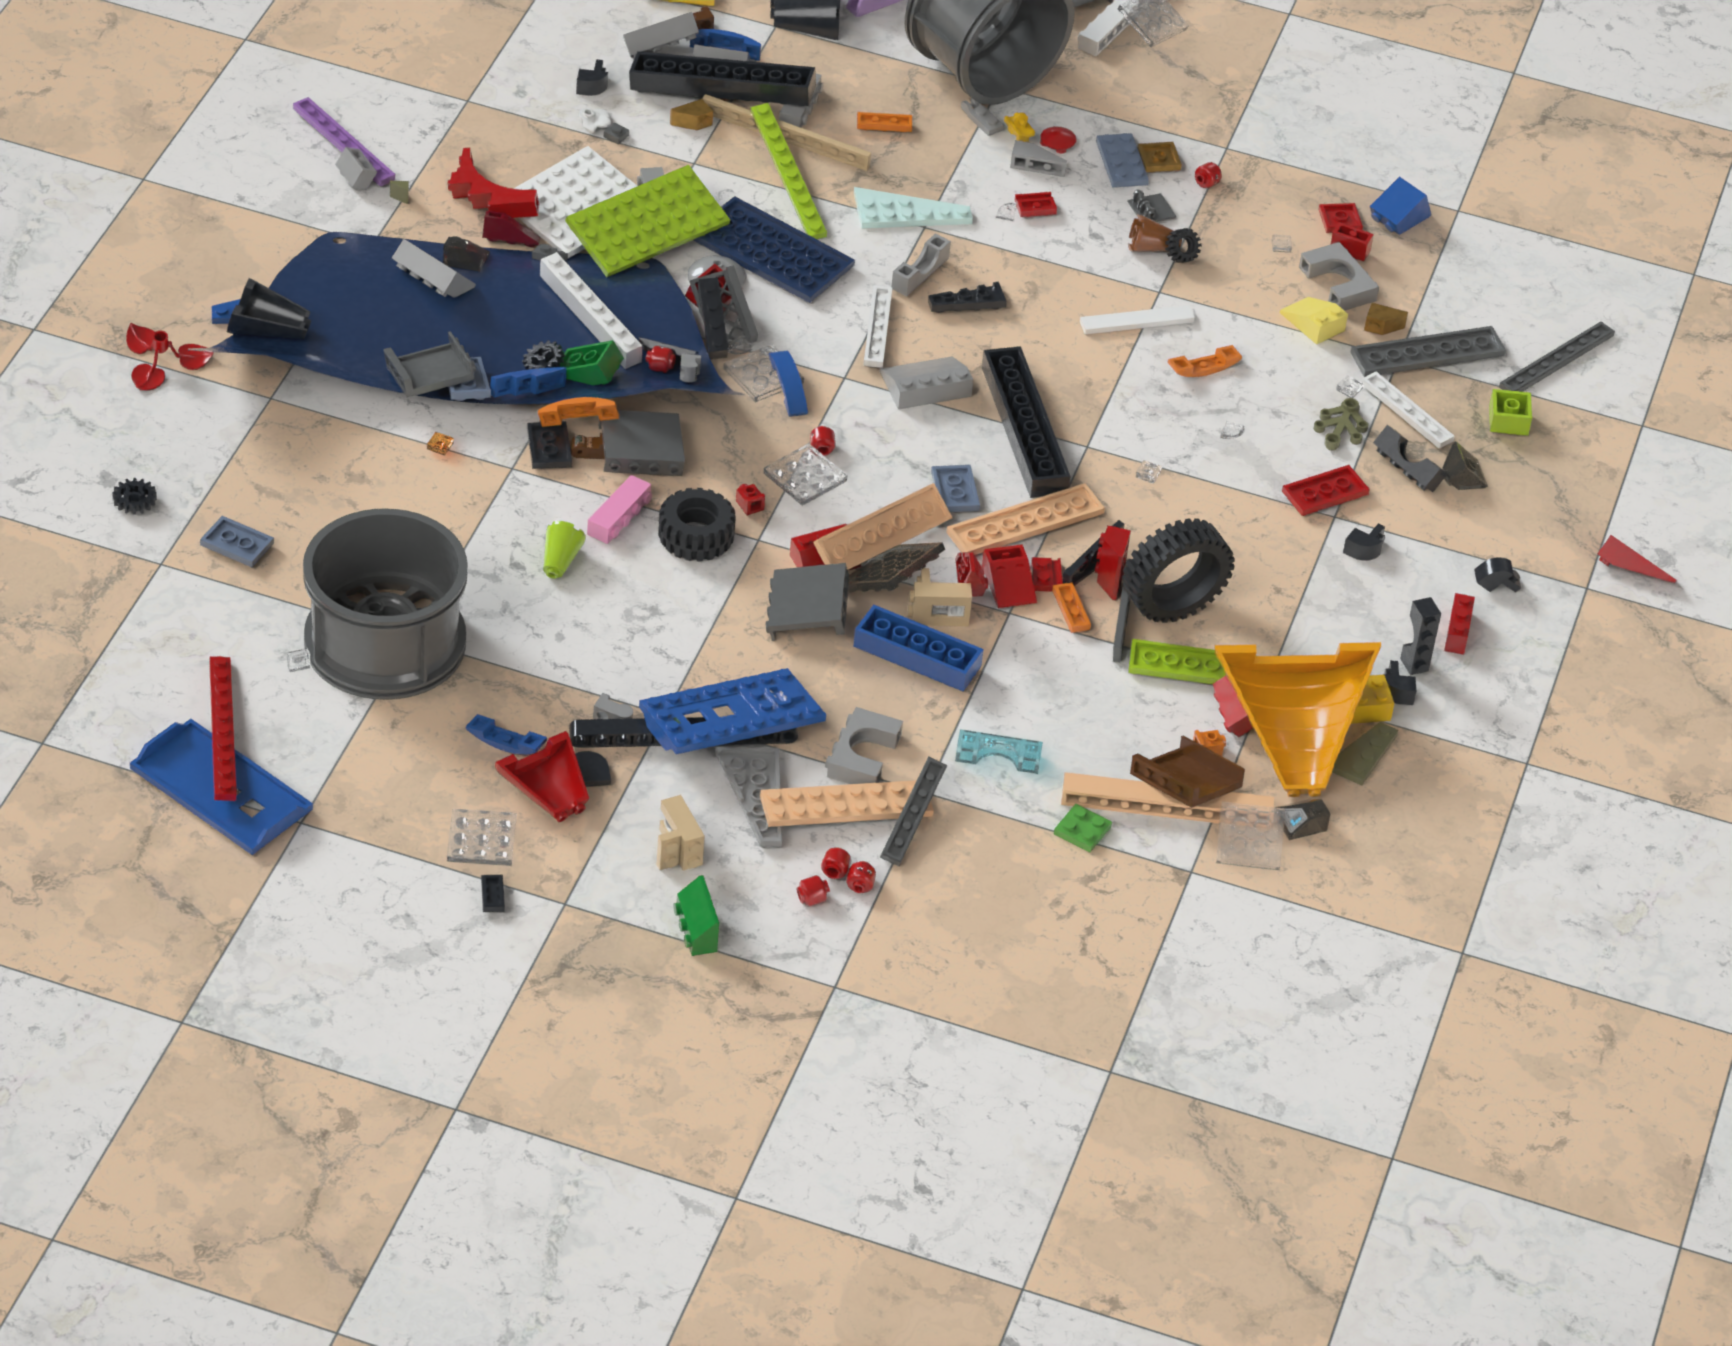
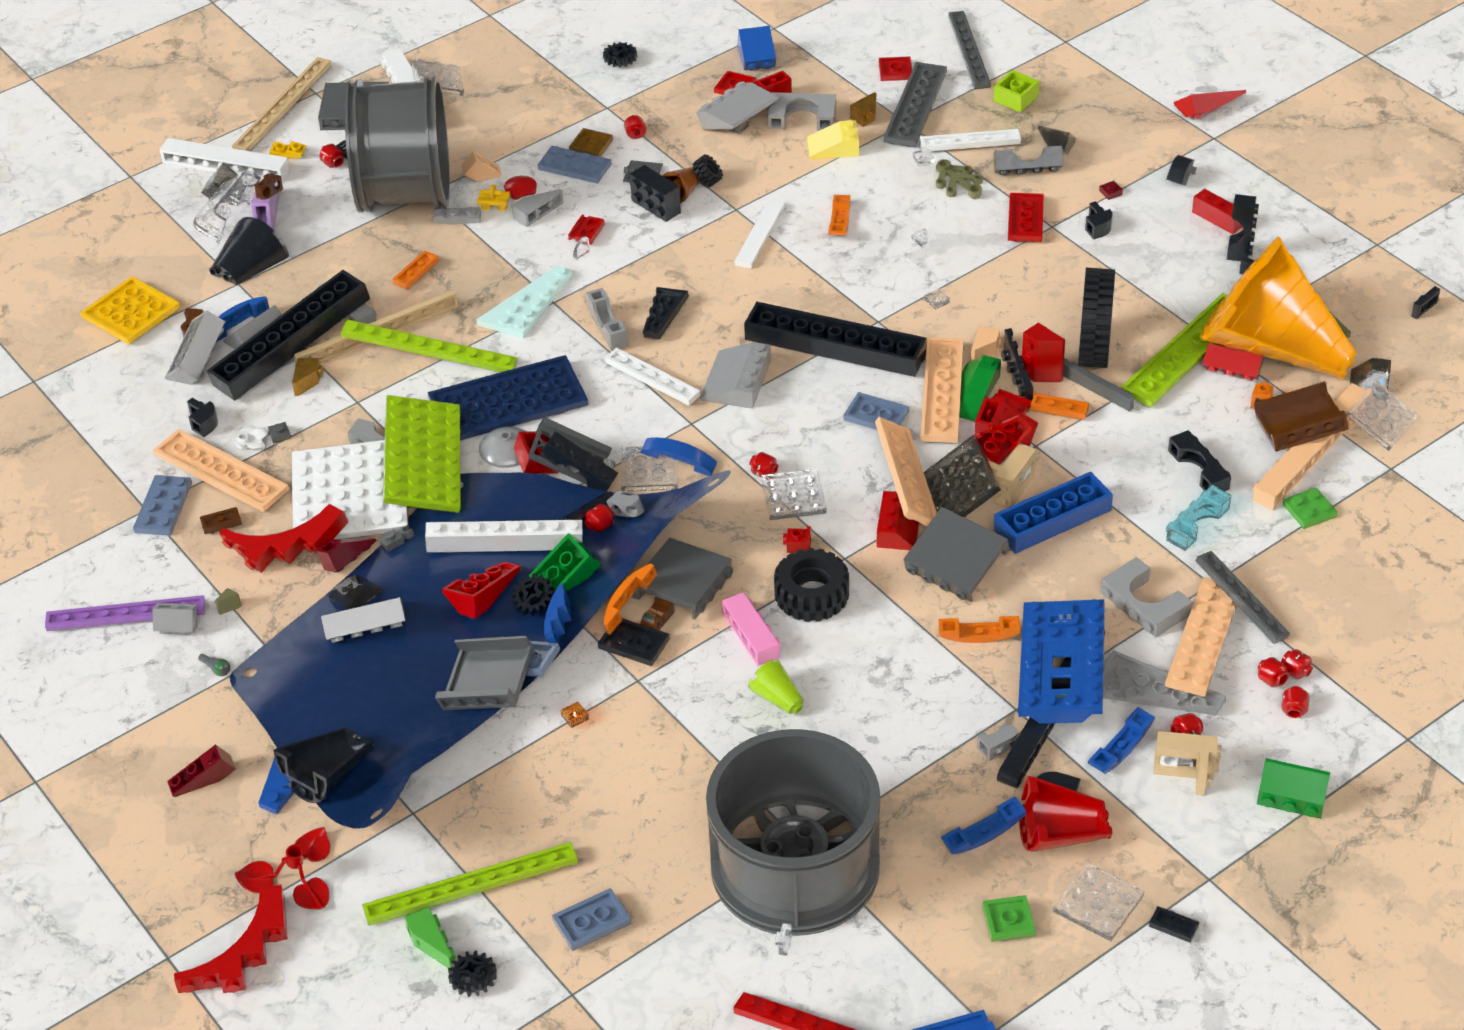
camera: 50 degrees left, 0 degrees up
(69, 366) = (249, 951): none -> red arch
(153, 455) = (427, 937): none -> bright green slope
(219, 261) = (203, 771): none -> dark red slope
(222, 458) = (469, 883): none -> lime plate
(330, 219) = (218, 665): none -> dark grey piece
(421, 787) = (1008, 918): none -> bright green plate
(478, 106) = (162, 505): none -> sand blue plate
(486, 146) = (219, 520): none -> reddish brown plate
(516, 325) = (479, 592): none -> red wedge
(542, 119) = (221, 470): none -> light nougat plate
(647, 790) = (1124, 742): none -> blue slope
(723, 828) = (1187, 724): none -> red head
(732, 652) = (979, 632): none -> orange slope
(1055, 101) = (480, 168): none -> light nougat slope
(1055, 543) = (976, 384): none -> green wedge
(1063, 743) = (1187, 448): none -> black arch
(1098, 522) = (986, 342): none -> light nougat slope
(1116, 223) = (655, 193): none -> black brick
(1293, 224) = (735, 106): none -> light grey slope
(1306, 121) = (620, 54): none -> black gear
(1427, 538) = (1111, 190): none -> dark red plate
(1457, 821) = (1425, 302): none -> black plate
(1473, 316) = (895, 68): none -> red tile

